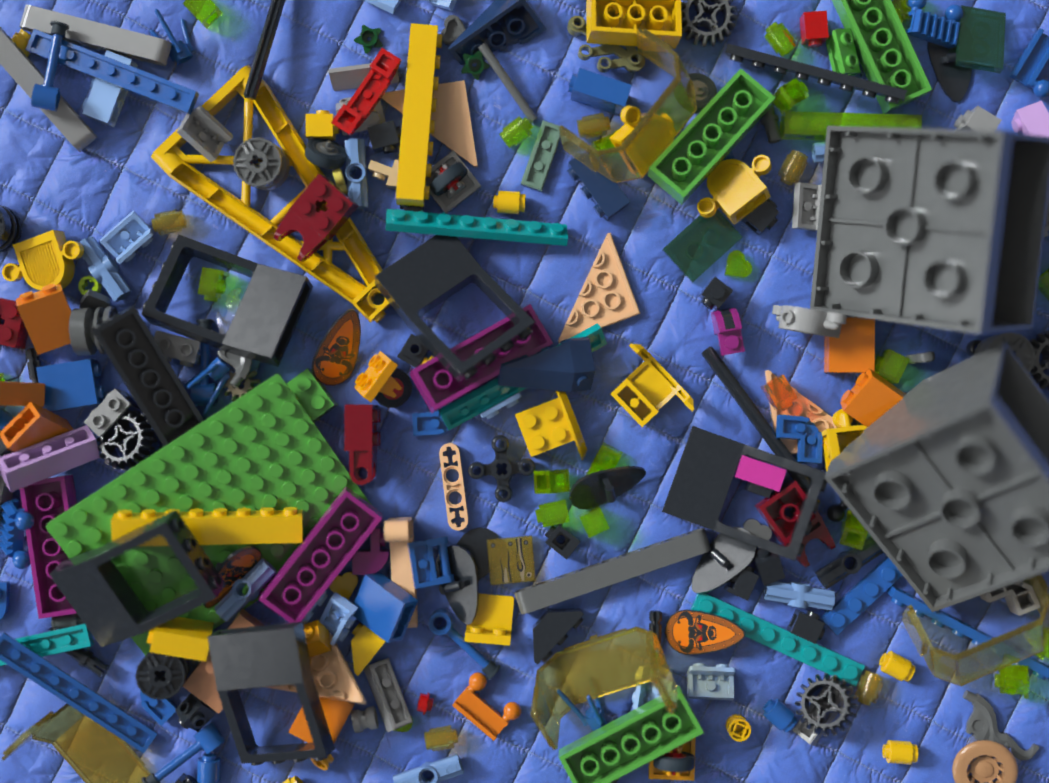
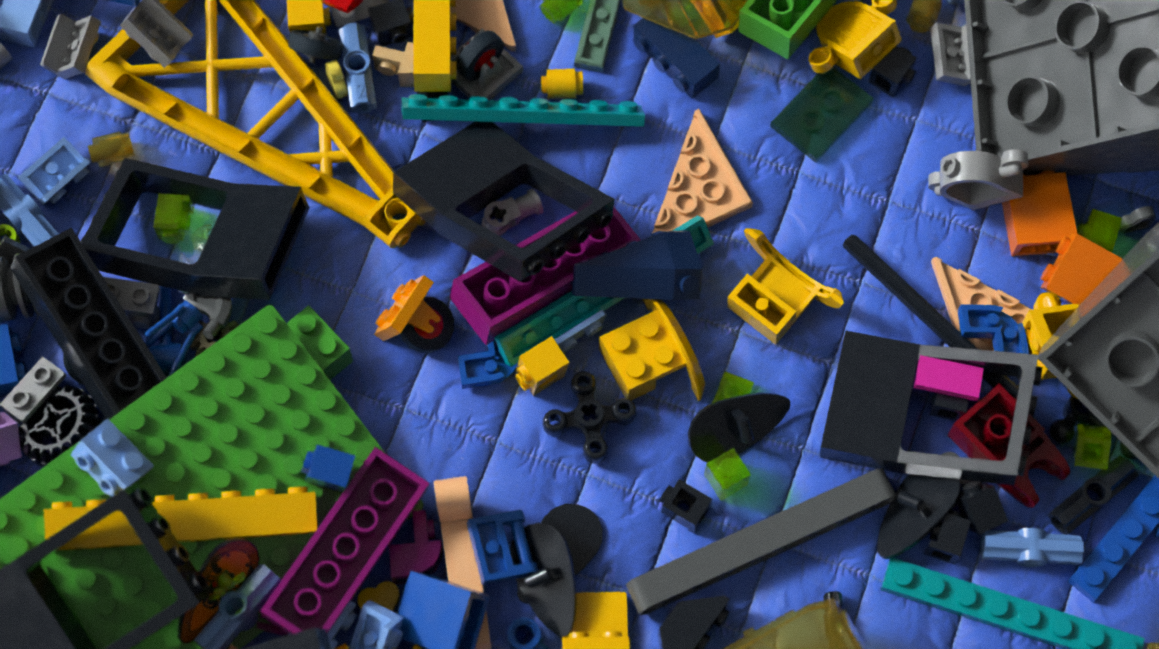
camera: 10 degrees left, 20 degrees down
(140, 133) = (70, 45): none -> light grey bracket
(160, 483) = (110, 458): none -> light blue bracket
(237, 577) = (225, 583): none -> clear neon green plant
(272, 170) = (236, 71): dark grey wheel -> none
(312, 501) = (328, 468): none -> blue brick
(313, 223) = (310, 113): dark red brick -> none
(338, 350) = (349, 282): shield -> none
(362, 440) = (391, 390): dark red brick -> none
(406, 354) = (443, 279): black brick -> none
(453, 486) = (524, 450): light nougat beam -> none
(462, 303) = (511, 212): none -> light grey connector
(470, 433) = (541, 366): none -> yellow brick
(510, 560) = (616, 541): clear yellow tile -> none
(551, 481) = (660, 423): clear neon green brick -> none
(552, 513) = (667, 468): clear neon green brick -> none
(701, 632) = (903, 611): shield -> none
(714, 294) = (849, 166): black brick -> none
(728, 329) = (872, 205): magenta brick -> none
(737, 265) = (872, 134): clear neon green tile -> none
(779, 393) = (955, 278): clear orange brick -> none
(807, 626) = (1051, 588): black brick -> none

